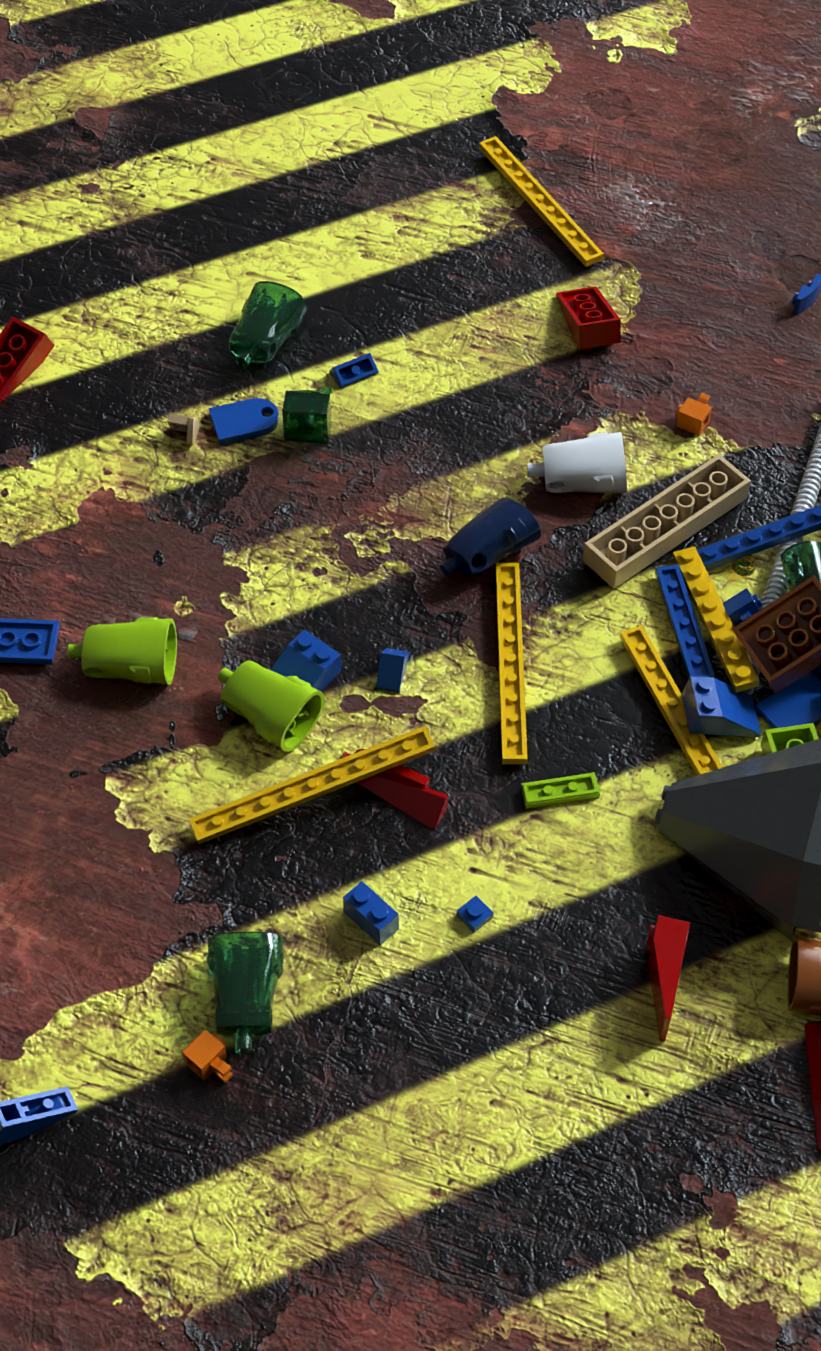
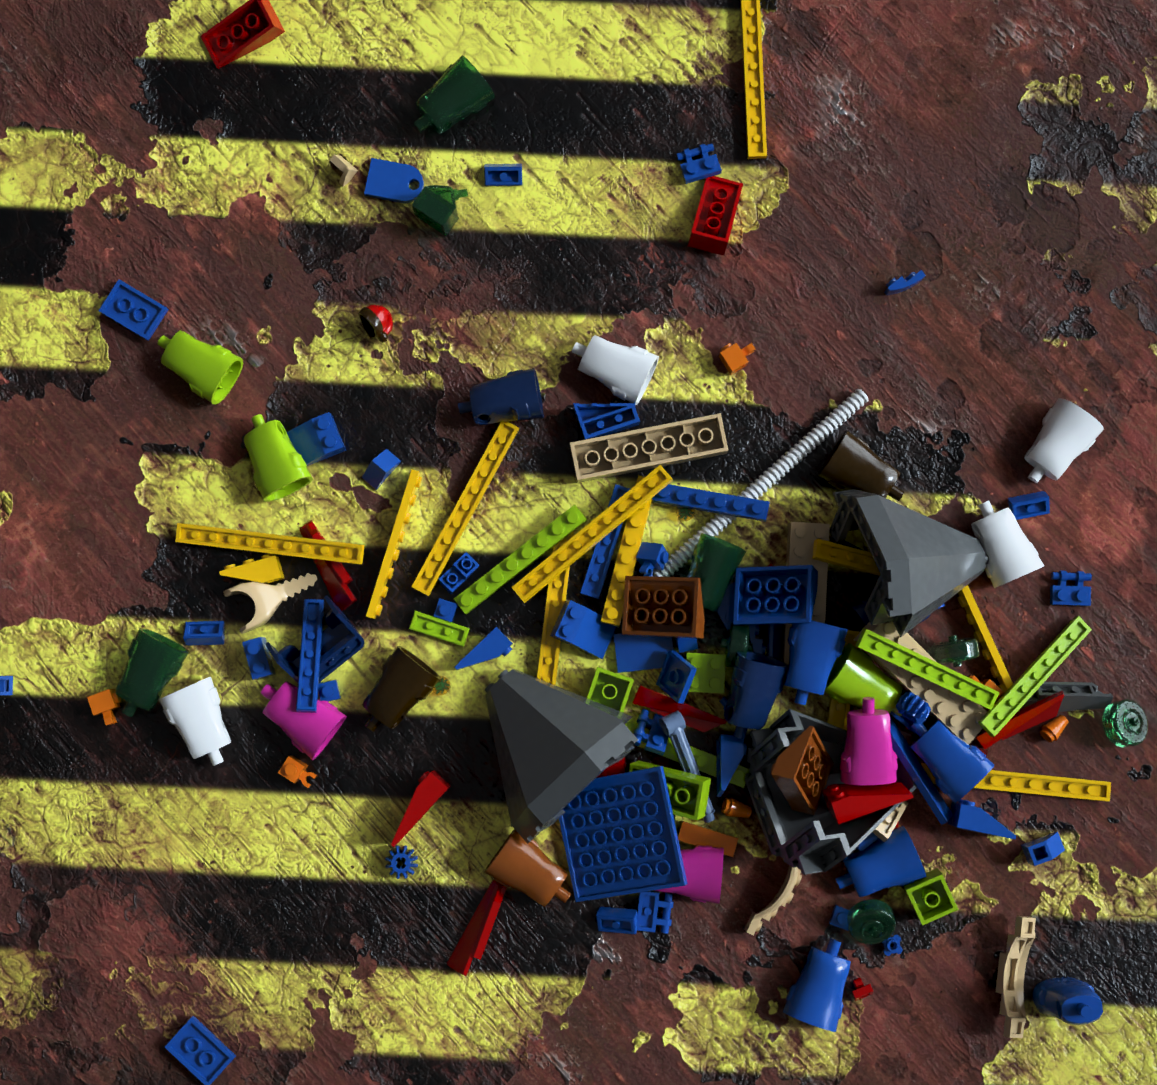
camera: 25 degrees right, 30 degrees up
(289, 922) = (204, 633): none -> blue slope
(302, 536) = (376, 322): none -> dark brown piece
(314, 826) = (262, 571): none -> yellow slope
(337, 1008) = (198, 719): none -> white torso
(339, 848) = (269, 597): none -> tan animal
(433, 875) = (310, 656): none -> blue tile
(448, 867) = (338, 644): none -> dark blue windscreen
(458, 738) = (397, 535): none -> yellow plate
(463, 947) = (307, 730): none -> dark pink torso
(490, 1013) = (294, 770): none -> orange brick
(544, 726) = (458, 573): none -> blue slope
(547, 286) = (701, 168): none -> blue plate
(554, 767) = (445, 610): none -> blue plate
(559, 858) = (399, 688): none -> dark brown torso
(600, 846) = (442, 686): none -> clear yellow tile
(601, 512) = (605, 419): none -> blue wedge
(604, 680) = (520, 559): none -> lime plate
(631, 781) = (489, 648): none -> blue slope
(665, 618) = (592, 533): none -> yellow plate
(693, 1045) = (394, 862): none -> blue gear

